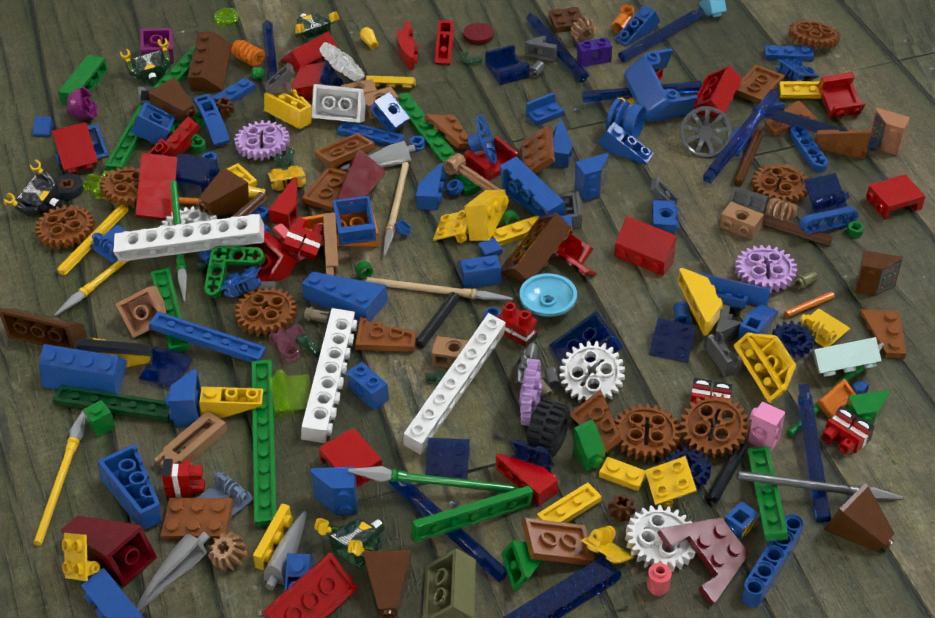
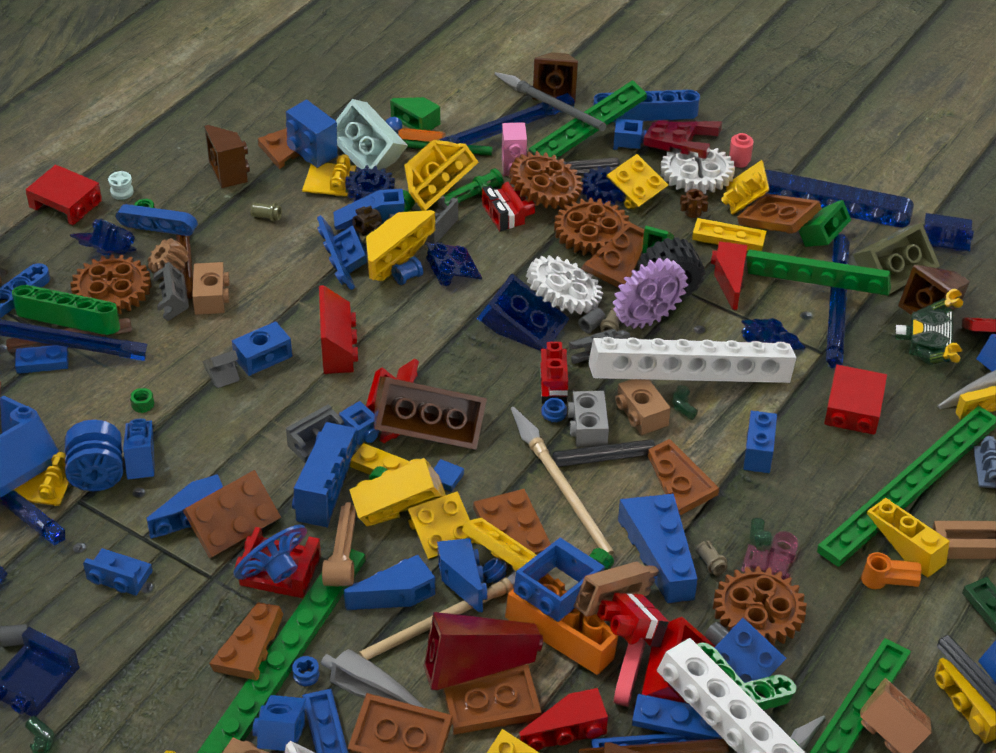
camera: 130 degrees left, 0 degrees up
(165, 367) = (922, 639): clear blue hinge -> none
(184, 400) = (955, 562): blue slope -> none
(207, 337) = (862, 621): blue plate -> none
(224, 377) = (882, 570): none -> orange piece
(290, 391) = (837, 499): clear neon green hinge -> none
(328, 377) = (778, 484): white brick -> none
(336, 489) = (905, 372): blue slope -> none
(383, 474) = (845, 324): green piece -> none
(408, 227) = (498, 542): none -> yellow plate
(412, 210) = (460, 571): none -> blue slope
(426, 254) = (515, 517): none -> dark orange plate
(454, 187) = (371, 560): blue plate -> none
(463, 321) = (589, 418): none -> light grey brick
(480, 271) = (495, 457): blue slope -> none
(538, 455) = (715, 273): clear blue hinge -> none
(548, 294) = (488, 368): medium azure dish -> none
(591, 176) = (245, 428): blue slope -> none
(622, 474) = (650, 217): yellow plate -> none
(665, 163) = (141, 394): none -> green axle
(705, 131) = (56, 379): dark grey wheel -> none
(741, 305) = (366, 220): none -> dark brown gear
(746, 397) = (477, 183): none -> green pin
(764, 152) = (66, 309): none -> green beam
(778, 266) = (276, 241): lavender gear -> none
(809, 304) = (299, 199): orange bar -> none
(848, 431) = (459, 114): red hips -> none
(864, 317) = (311, 133): none -> blue brick
(889, 226) = (120, 185): none -> light aqua wheel

